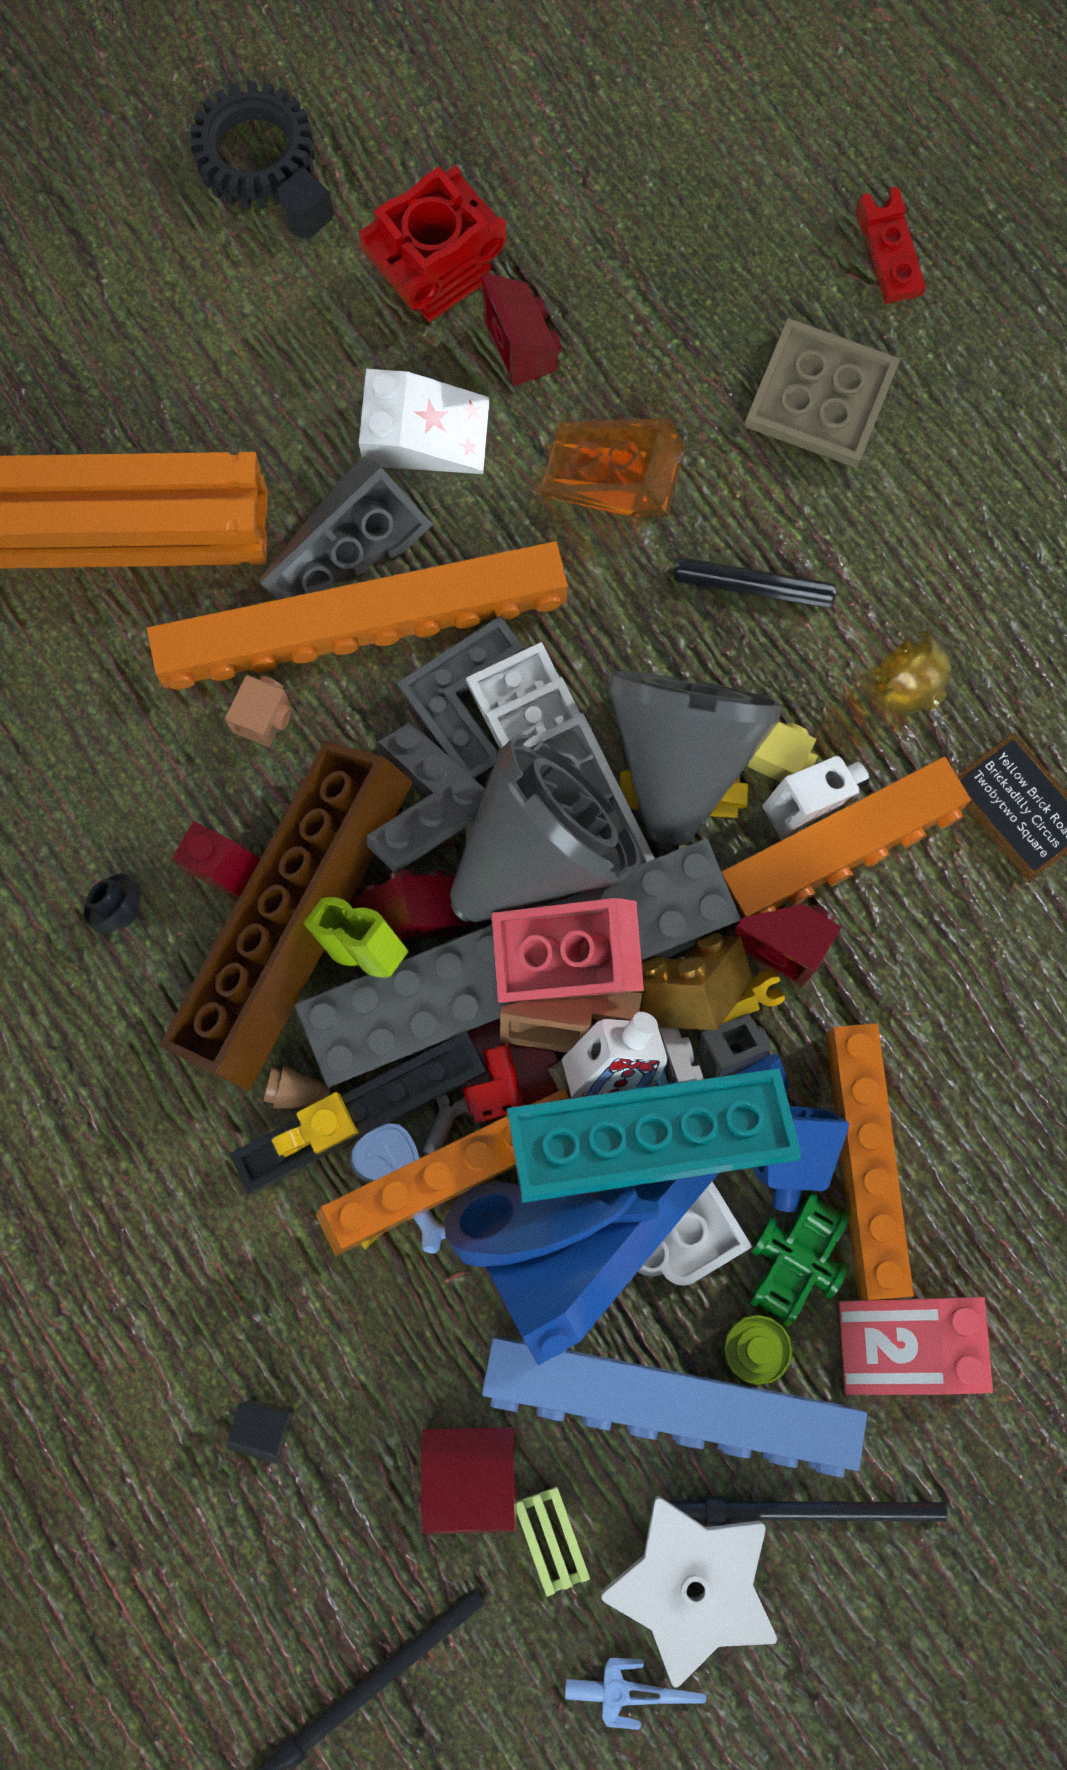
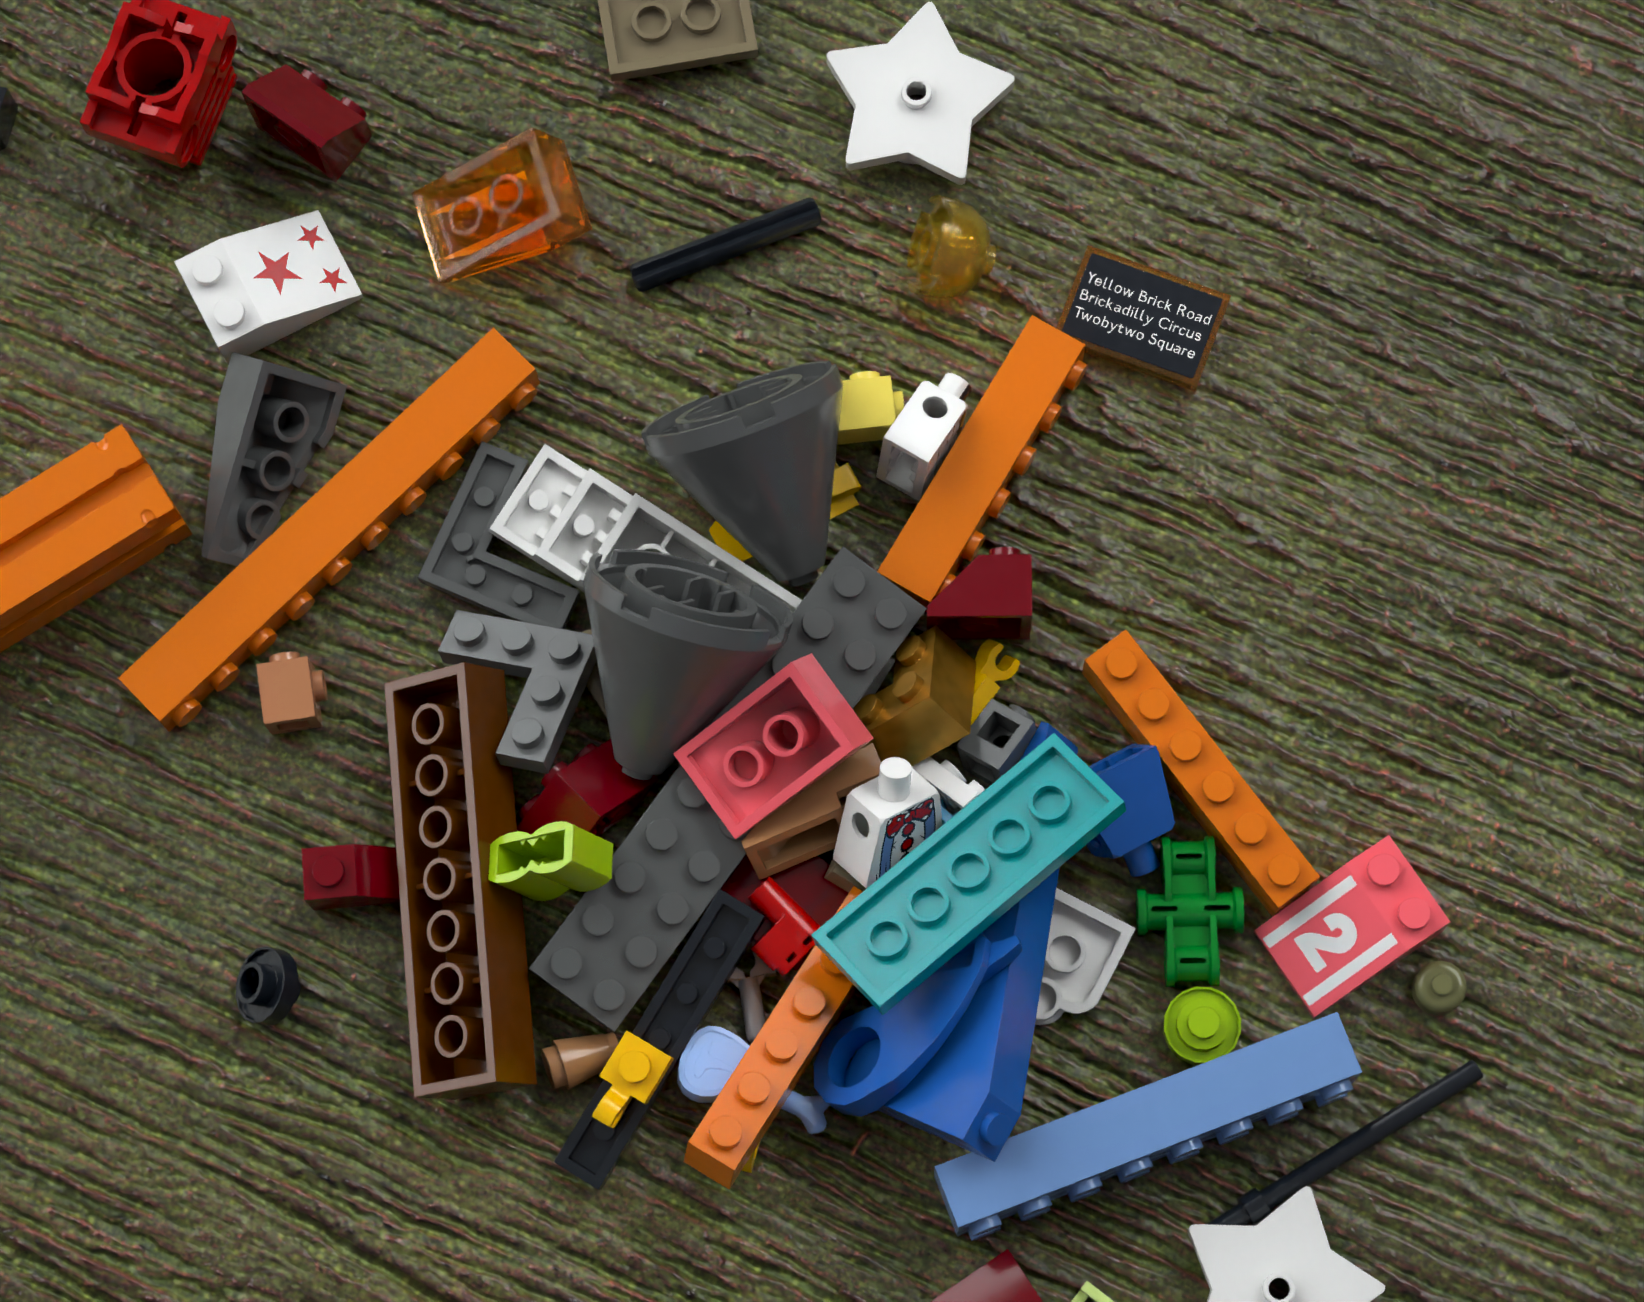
camera: 25 degrees left, 0 degrees up
(952, 558) = (922, 131): none -> white plate
(952, 1432) = (1439, 988): none -> olive piece

